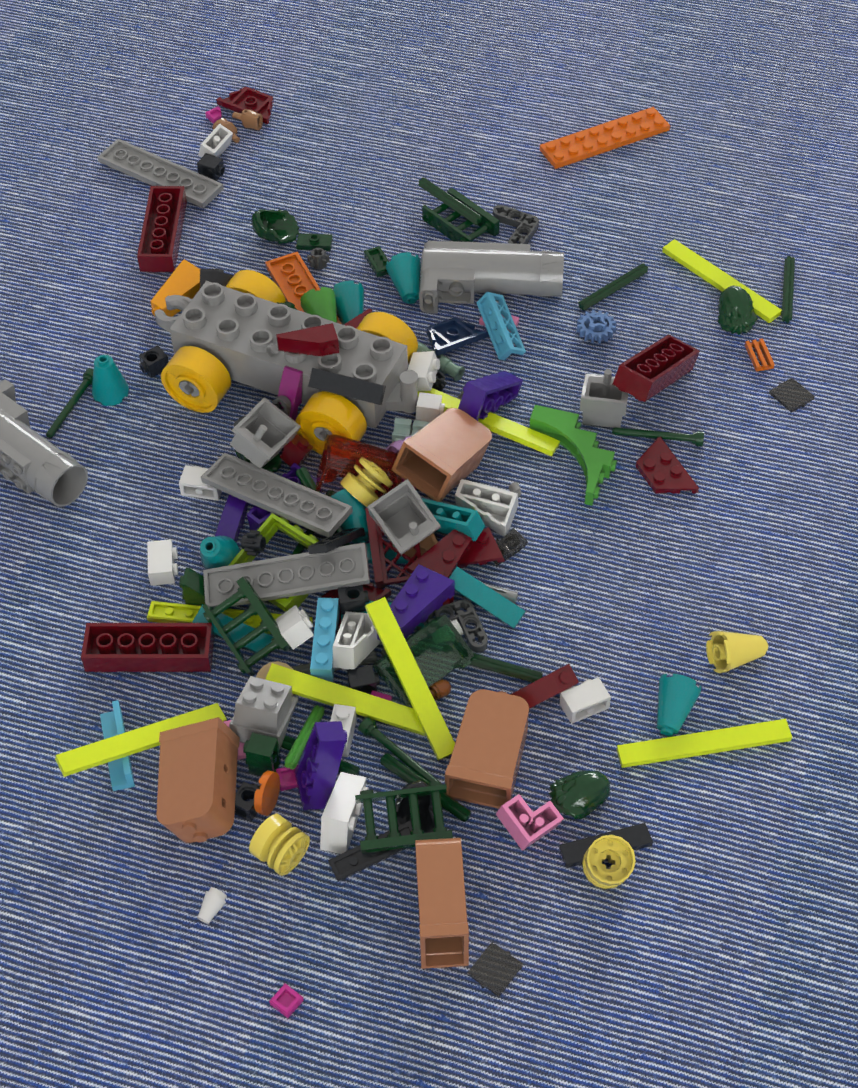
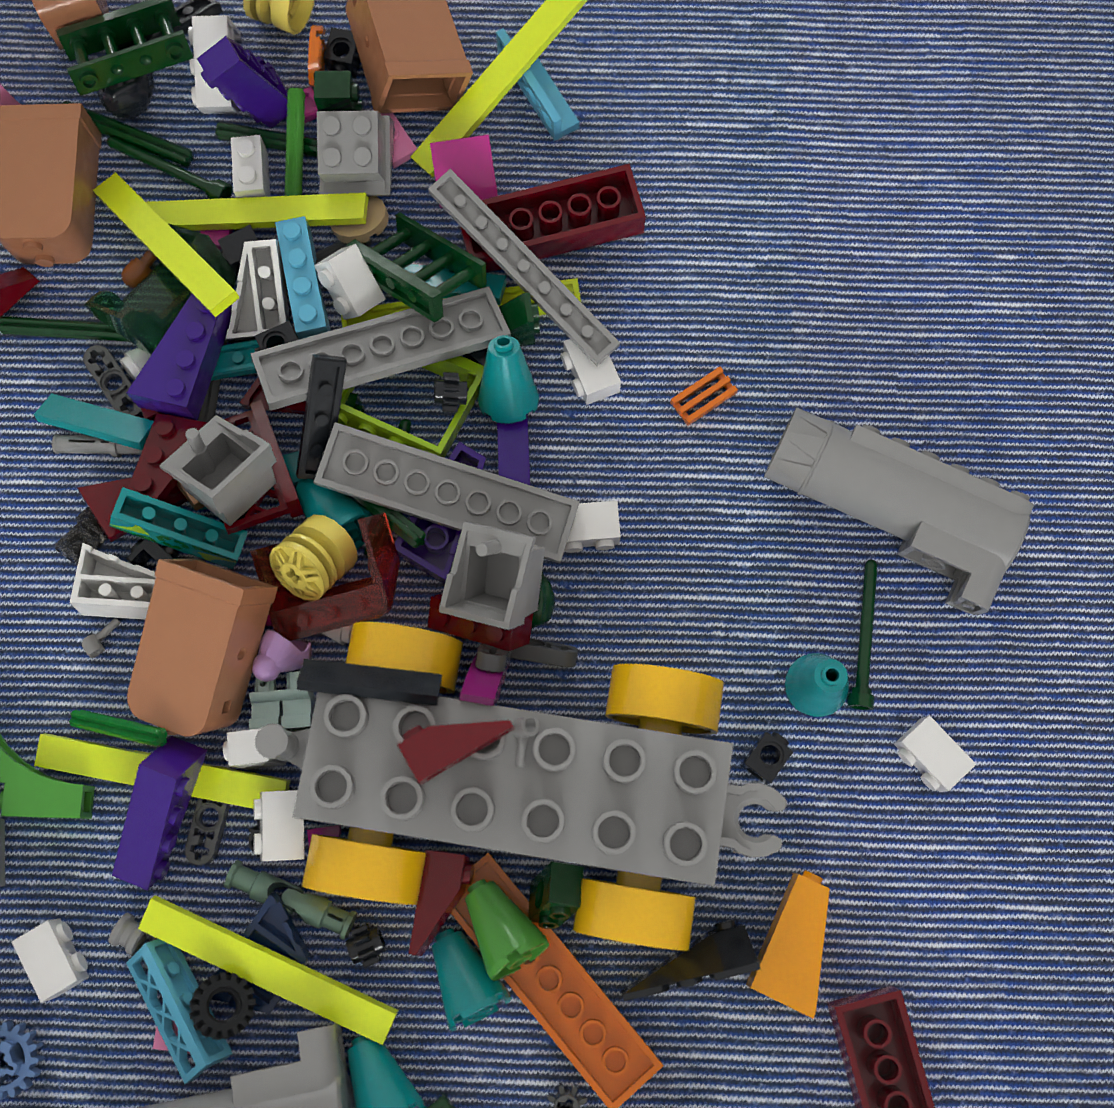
camera: 165 degrees right, 25 degrees up
(66, 345) = (934, 755): none -> white brick
(100, 533) = (724, 381): none -> orange tile
(180, 606) = (524, 267): none -> light grey plate
(192, 694) = (470, 160): none -> dark pink slope
(449, 327) = (268, 969): none -> neon yellow tile
(478, 320) = (243, 1012): none -> black tyre
(504, 436) = (119, 728): none -> green axle
(520, 360) = (127, 934): none -> light grey wheel
(564, 358) = (51, 959): none -> white brick

